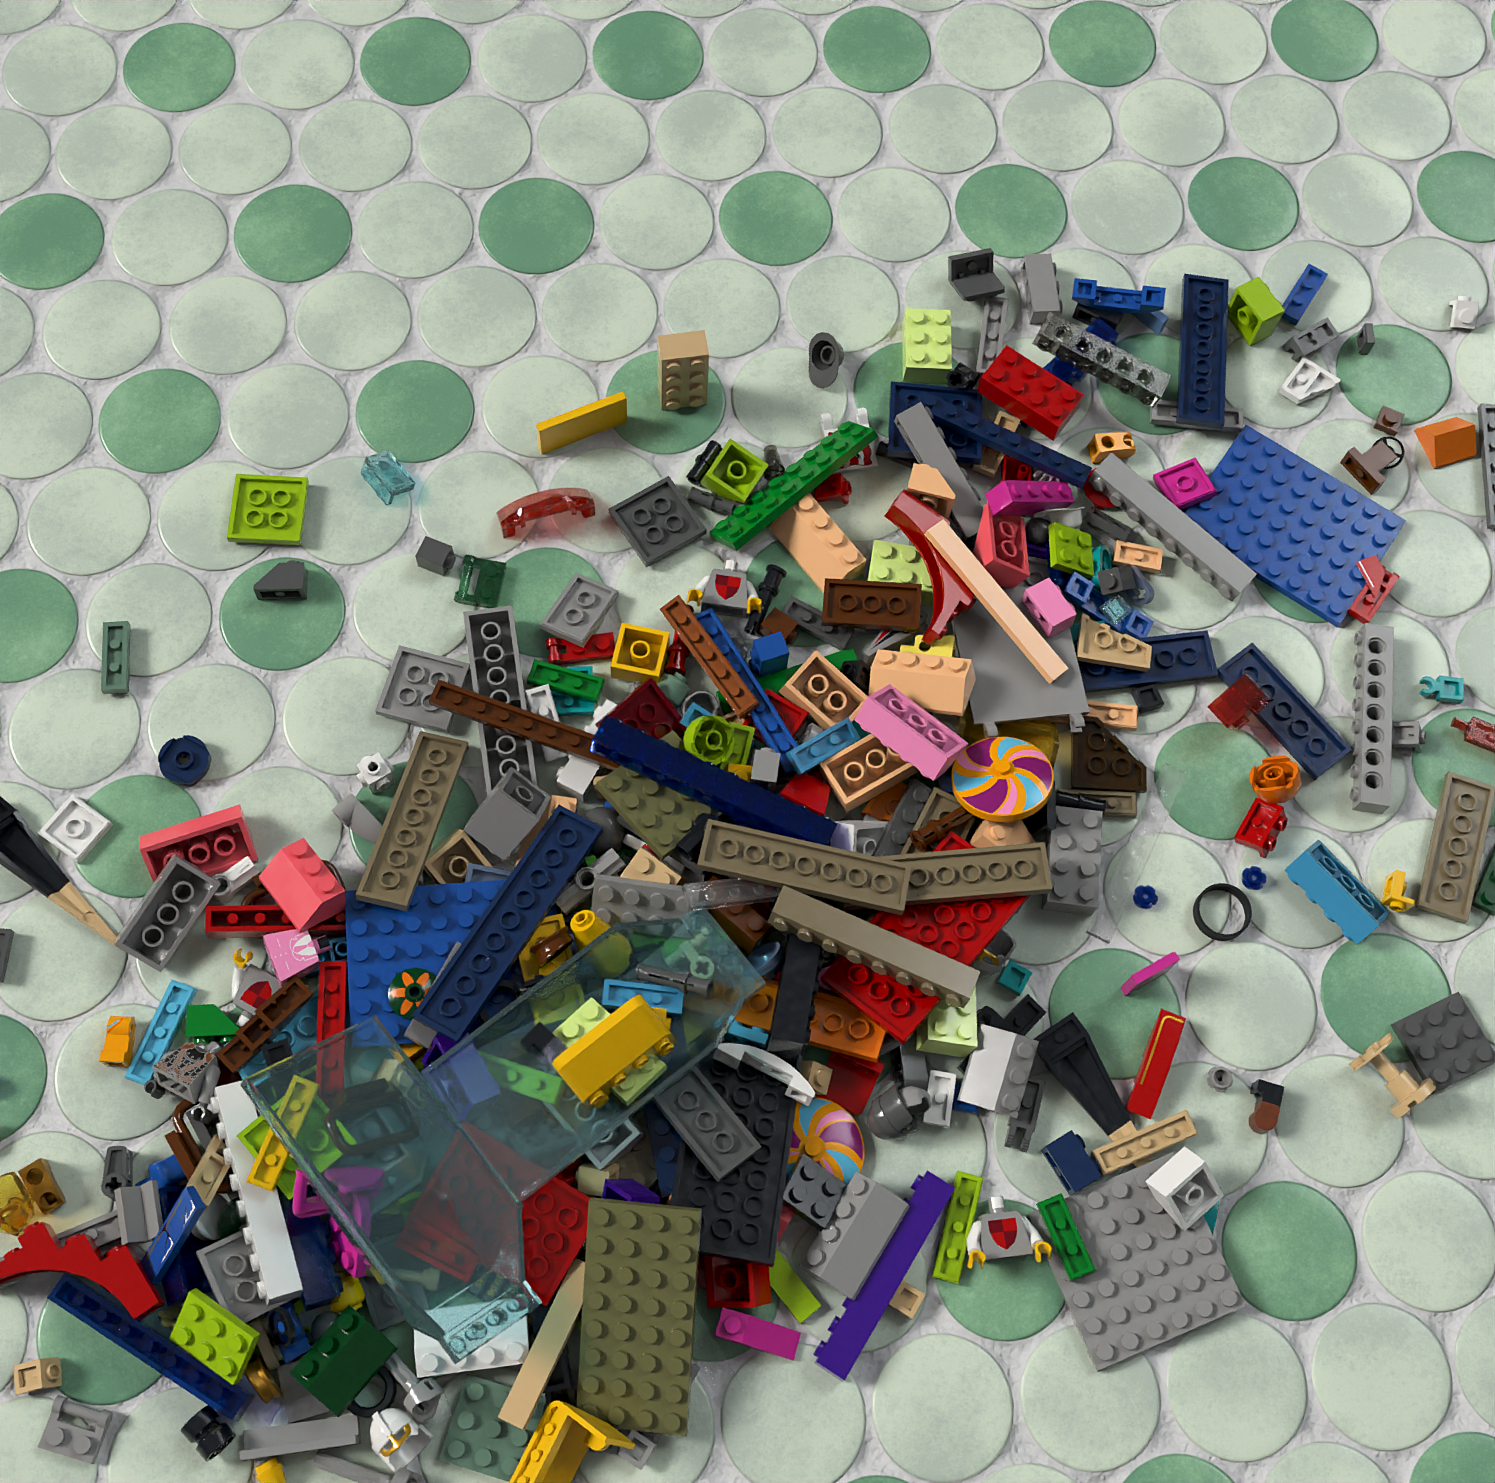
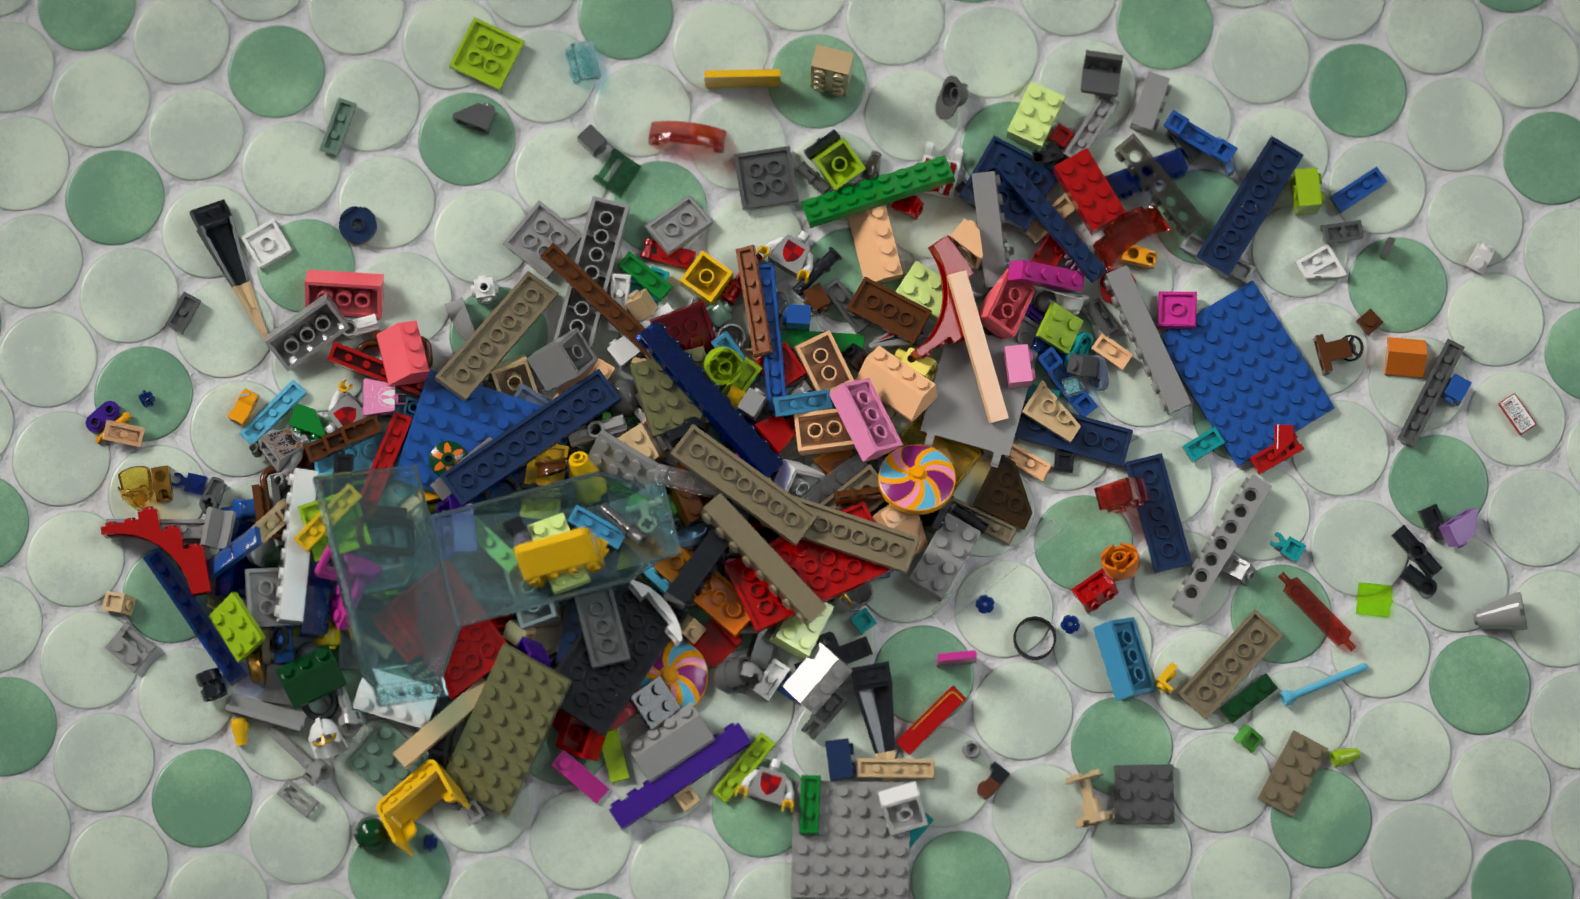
camera: 30 degrees right, 10 degrees up
(86, 1168) = (193, 483): none -> clear blue plate
(576, 712) = (641, 304): none -> tan brick
(963, 354) = (1061, 136): none -> red tile
(1091, 421) = (1128, 231): none -> clear red windscreen
(1290, 616) = (1203, 444): none -> teal plate

